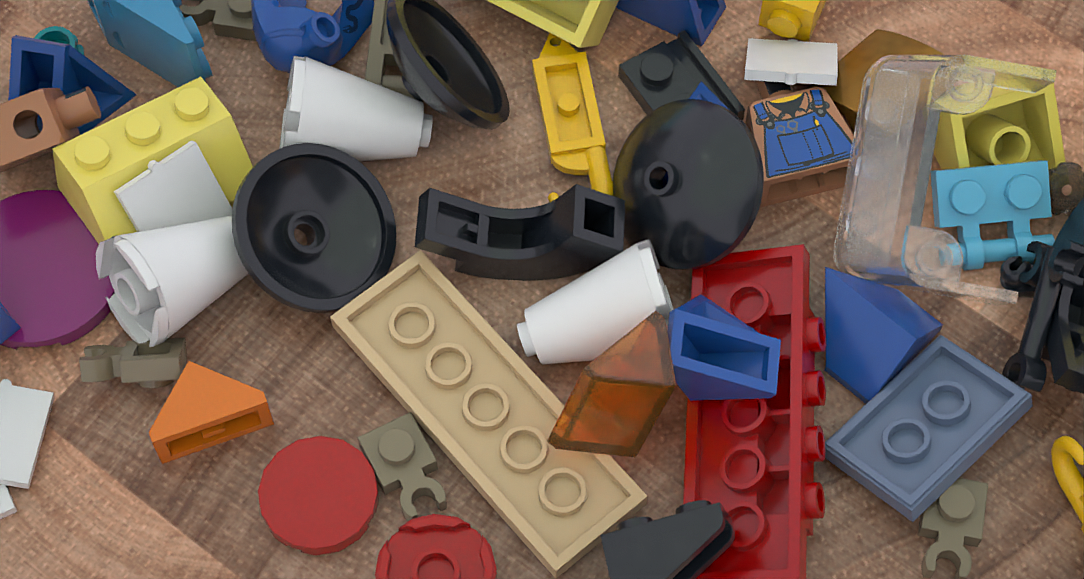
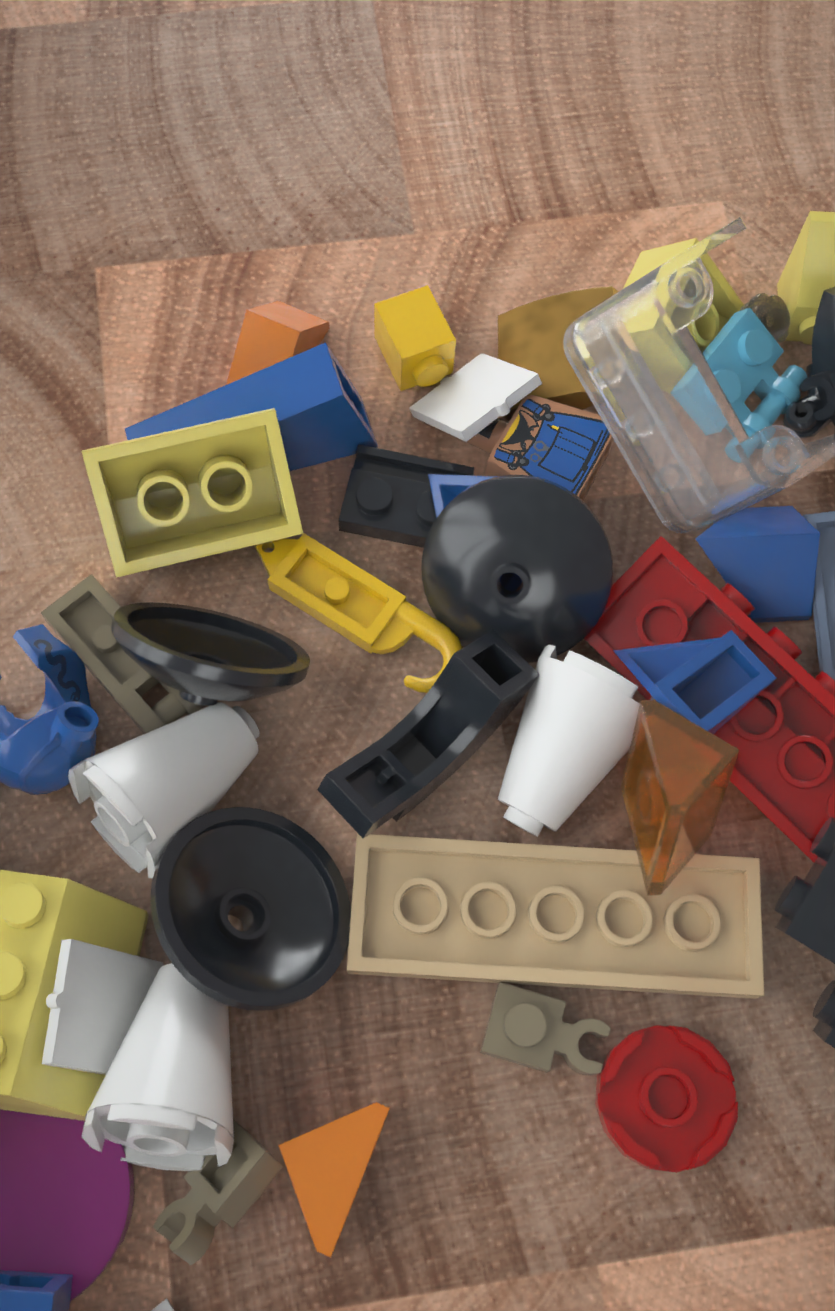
camera: 50 degrees left, 5 degrees up
(318, 495) = (502, 1136): red tile -> none

